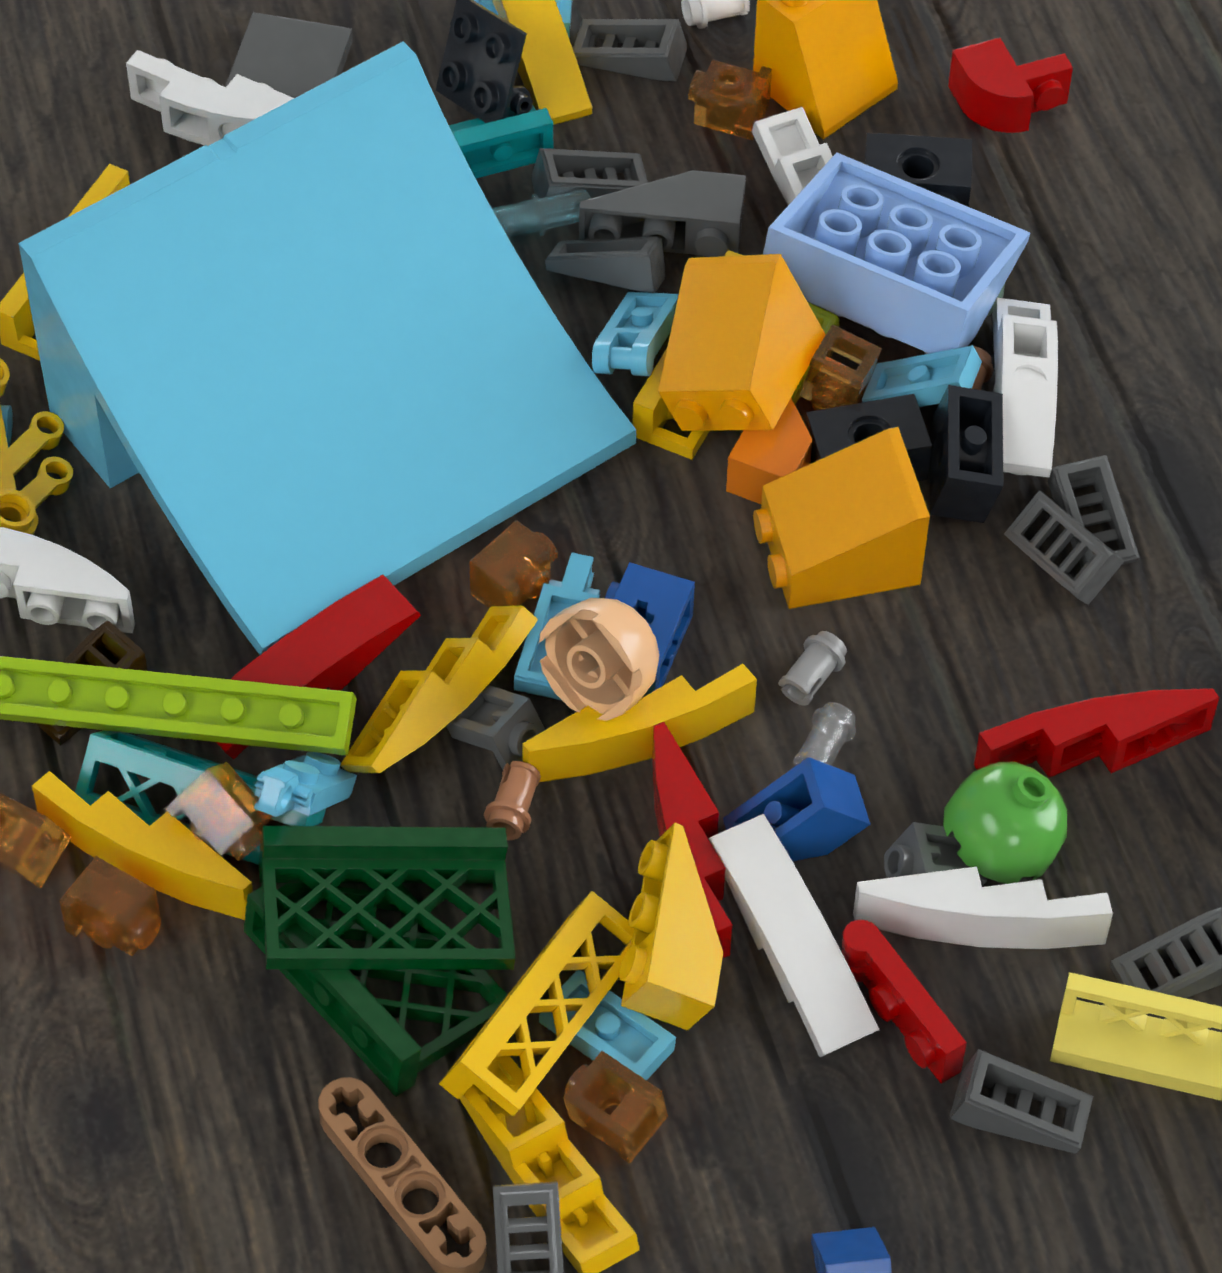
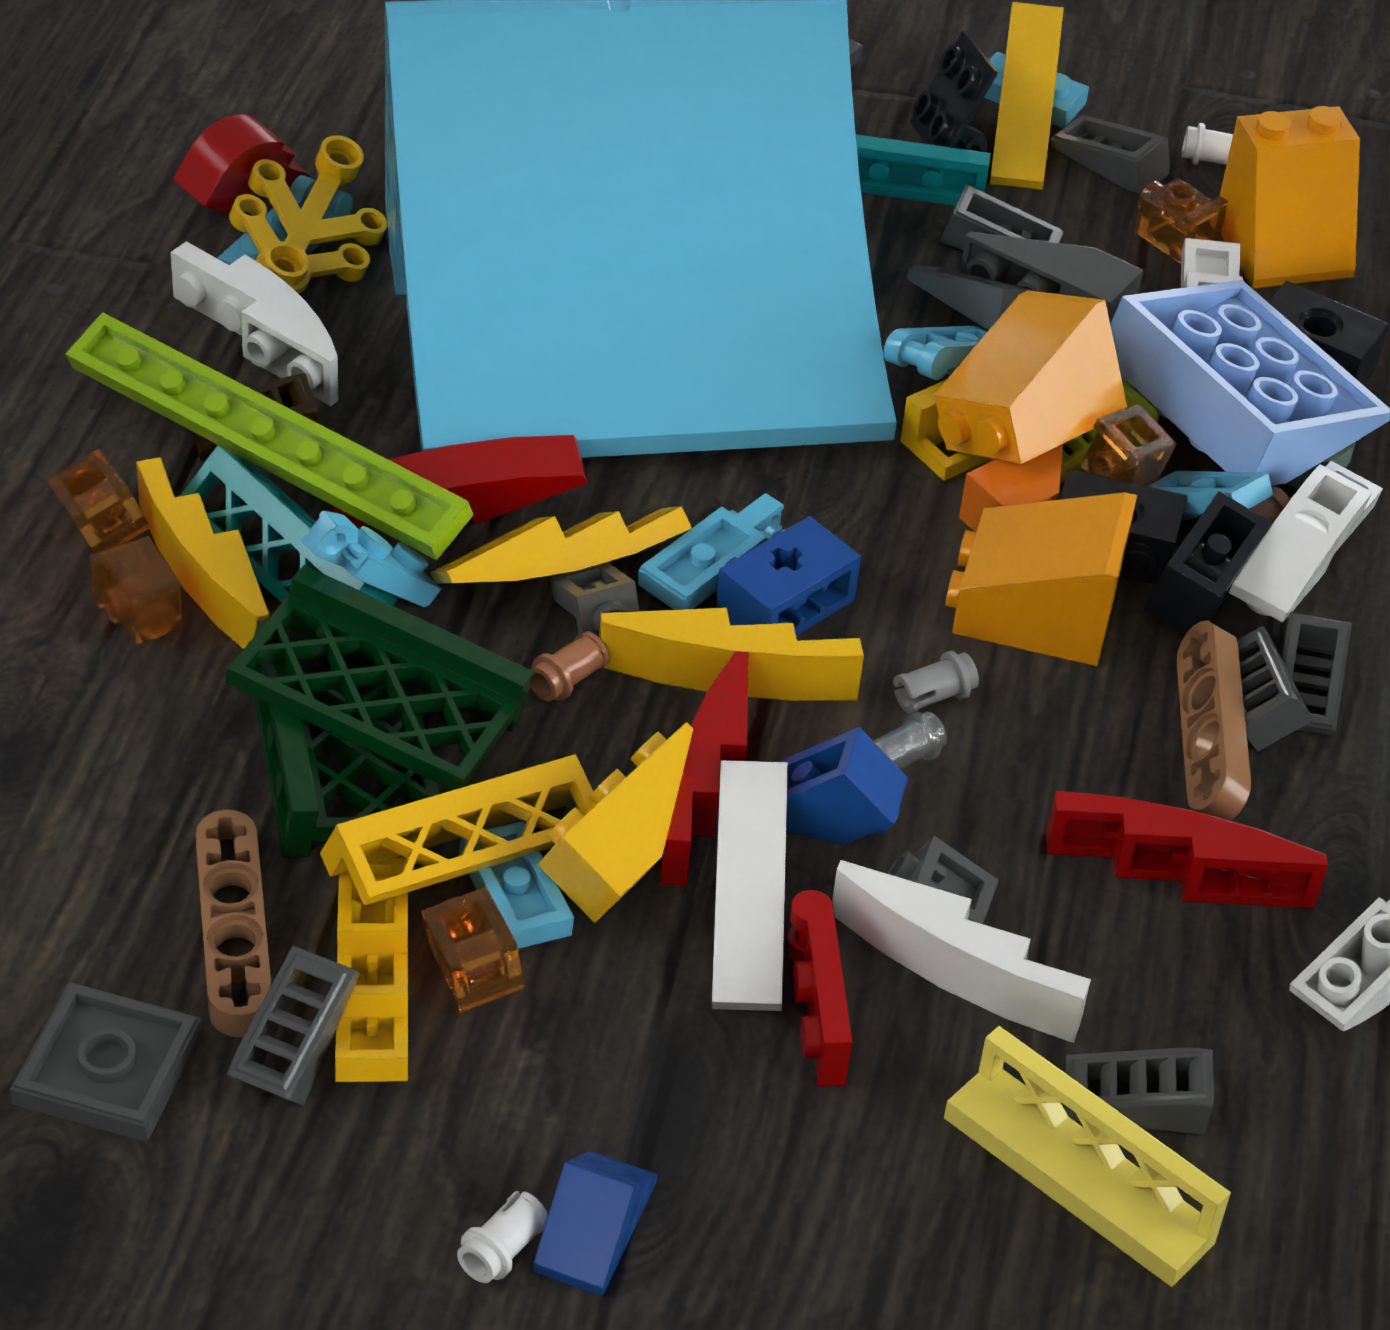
camera: 25 degrees right, 10 degrees down
(222, 811) = (275, 543): brick -> none
(512, 567) = (703, 481): clear orange brick -> none
(540, 213) = (921, 235): clear light blue axle -> none
(599, 656) = (715, 560): light nougat cylinder -> none
(995, 1117) = (881, 1104): dark grey slope -> none
(1007, 821) = (1035, 880): bright green cylinder -> none
(1042, 605) = (1213, 721): none -> medium nougat beam

